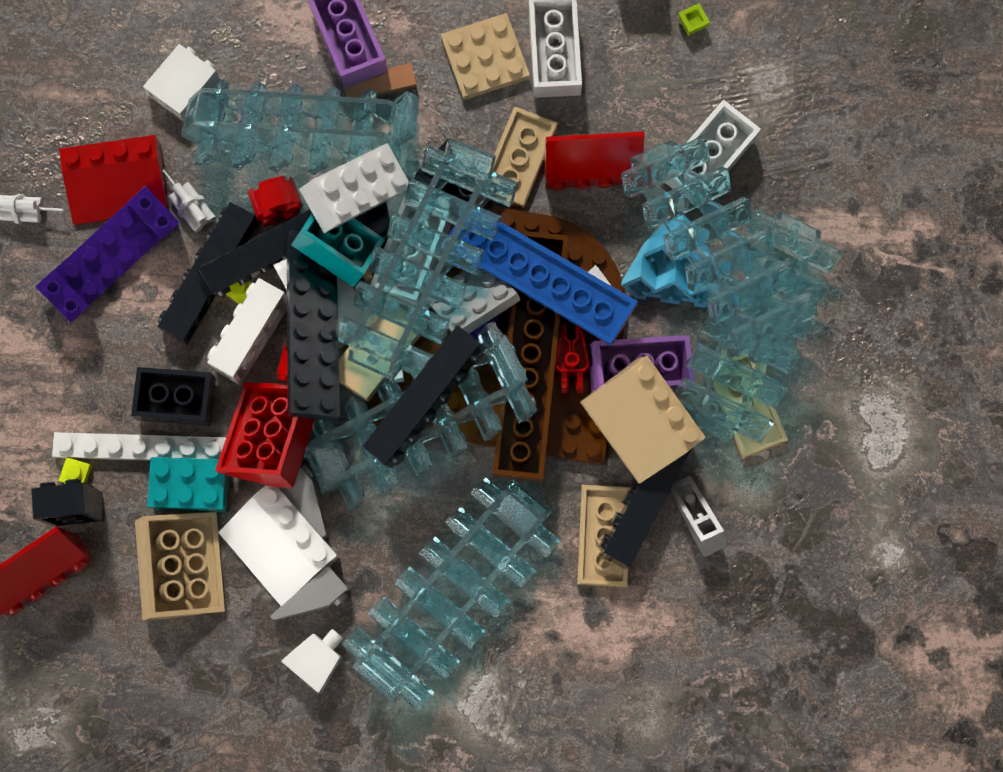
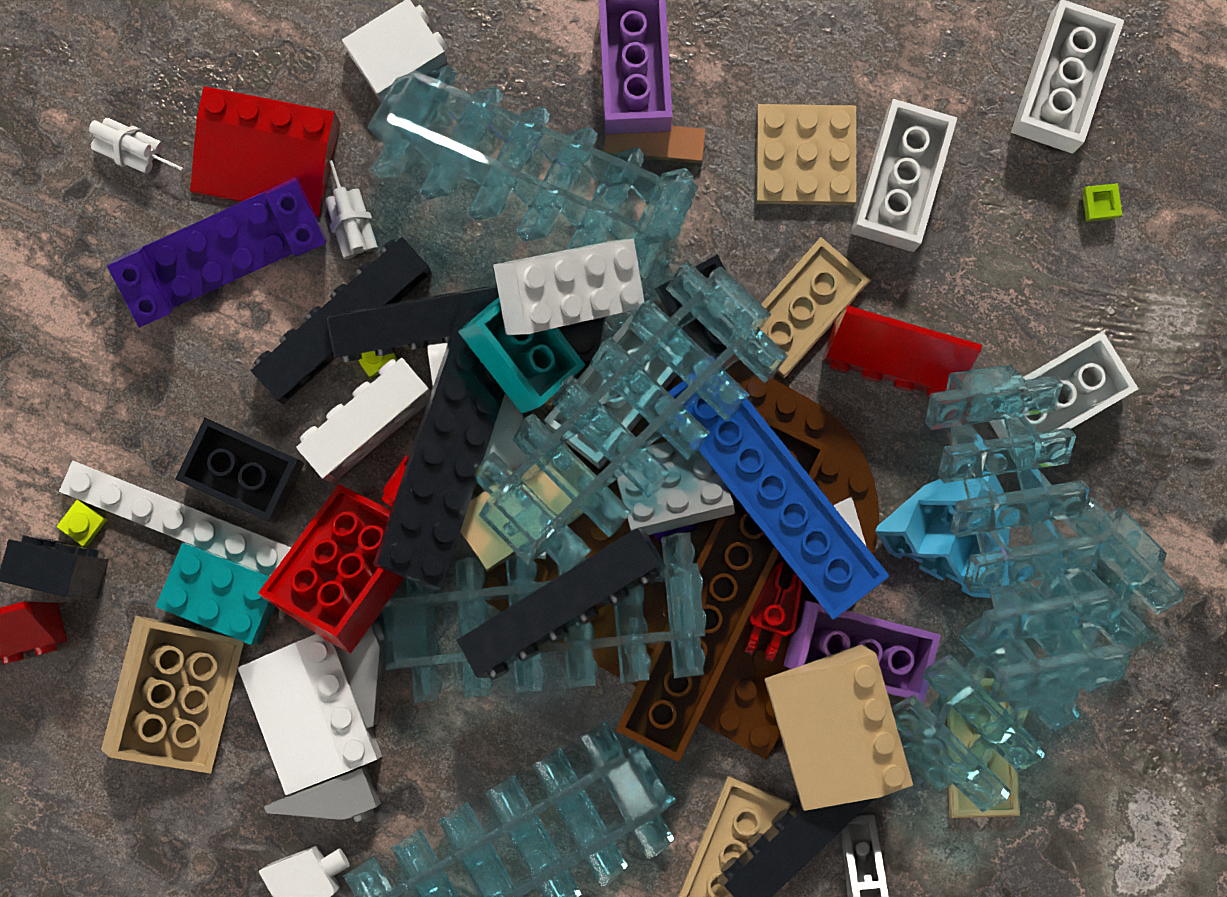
camera: 15 degrees right, 5 degrees up
(275, 200) = (461, 256): red brick -> none

